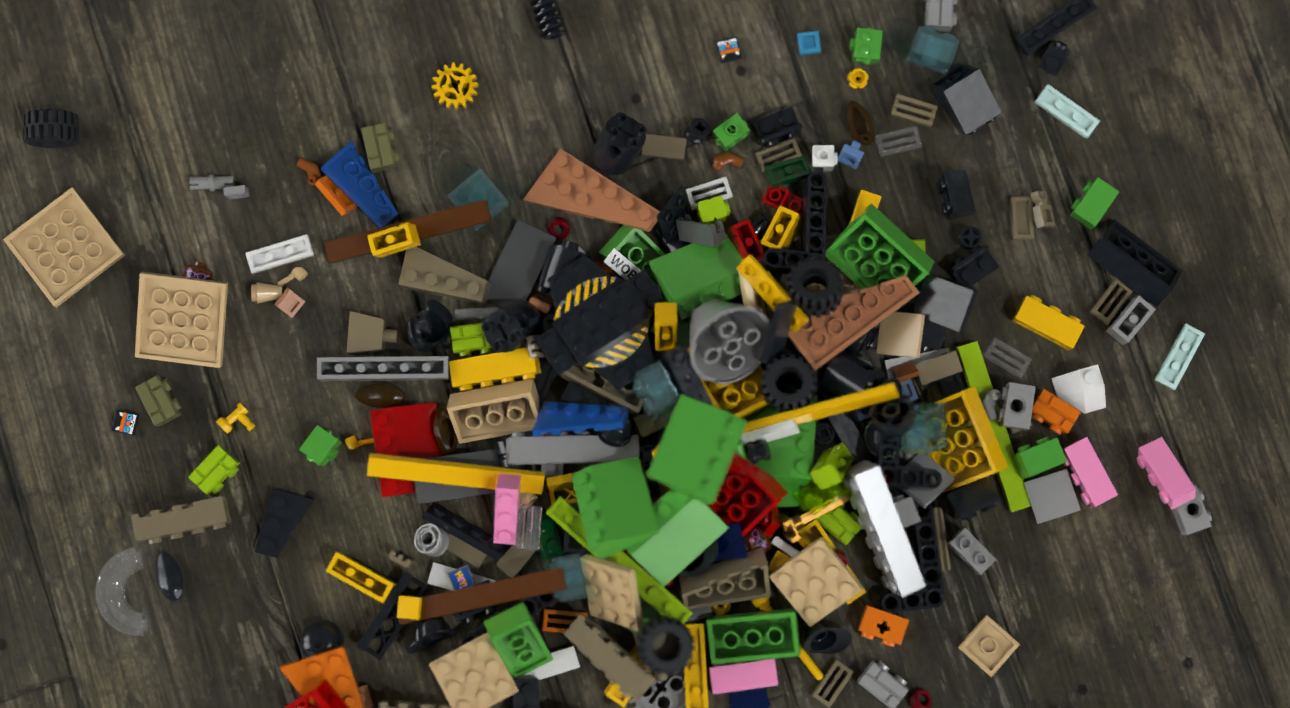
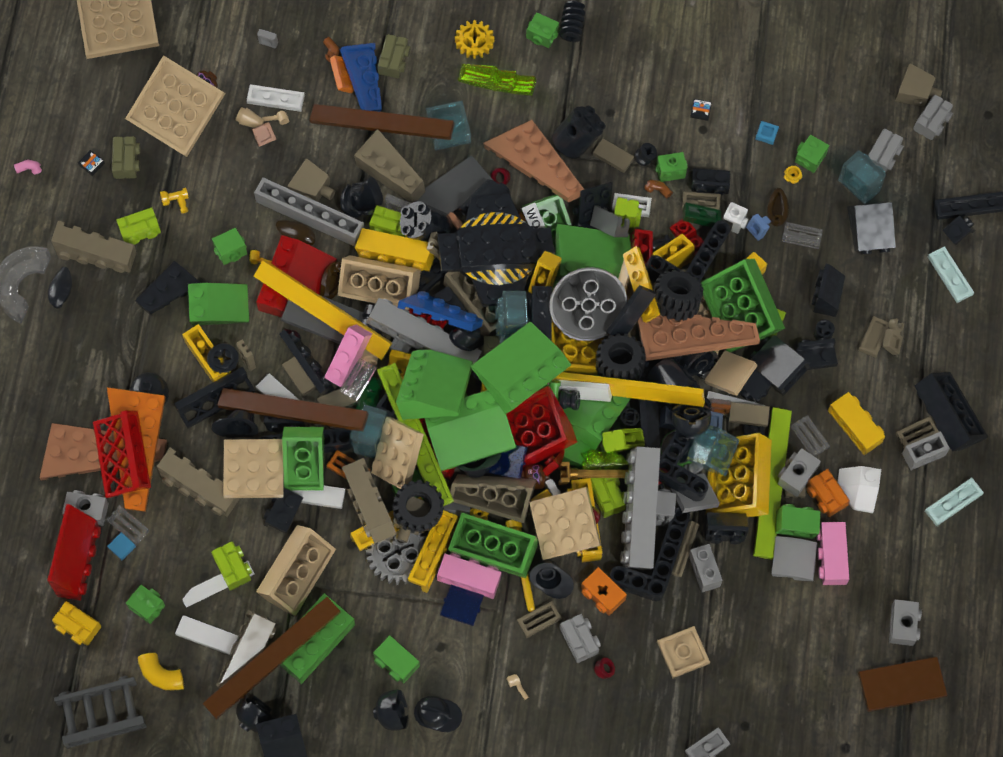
camera: 25 degrees right, 15 degrees down
(62, 457) = (28, 164): none -> bright pink arm
(212, 182) = (251, 23): light grey pin -> none
(342, 515) = (218, 303): none -> bright green slope
(373, 573) = (217, 352): none -> black gear
(393, 240) = (368, 118): yellow brick -> none
(409, 607) = (232, 393): yellow tile -> none
(425, 534) = (276, 354): light grey wheel -> none
(461, 578) = (284, 391): blue tile -> none
(501, 120) = (497, 80): none -> clear neon green slope
(521, 41) = (542, 30): none -> bright green head
(933, 108) = (841, 223): dark tan tile -> none
(989, 402) = (777, 460): light grey arm -> none
(1094, 203) = (938, 350): bright green brick -> none
(1166, 473) = (897, 580): bright pink brick -> none
(1214, 572) = (902, 684): none -> reddish brown tile

